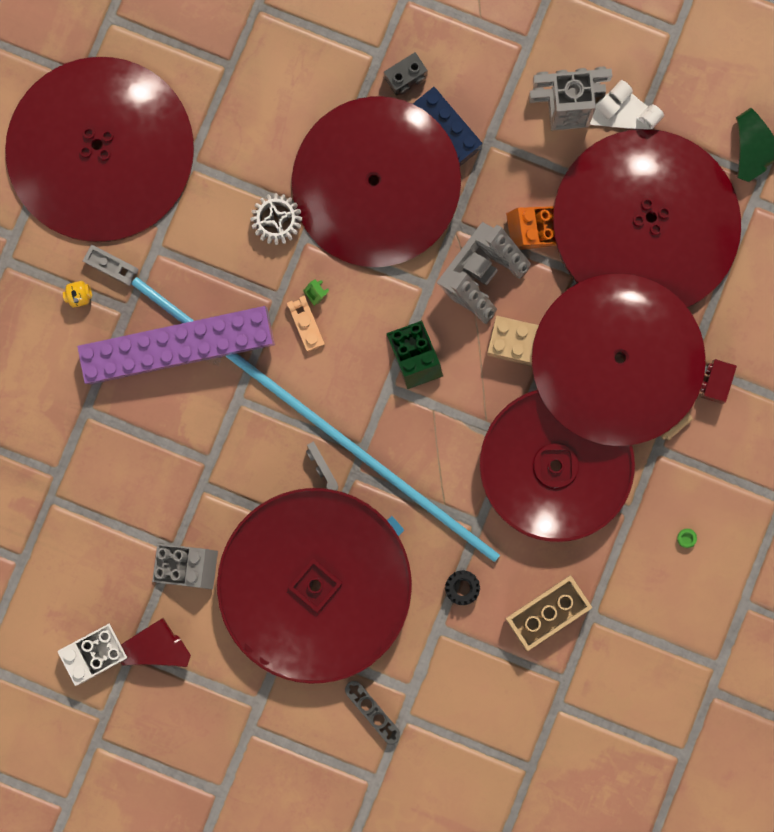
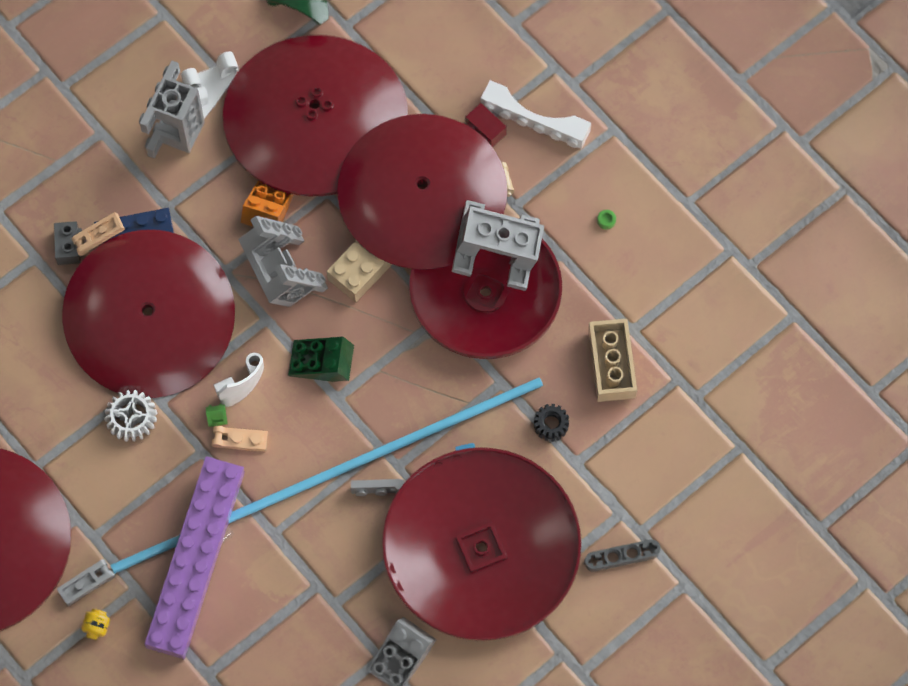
camera: 65 degrees left, 15 degrees down
(339, 290) = (231, 392): none -> white panel
(421, 96) = (97, 233): none -> light nougat plate
(595, 436) = (498, 234): none -> light grey piece
(757, 461) = (569, 129): none -> white arch

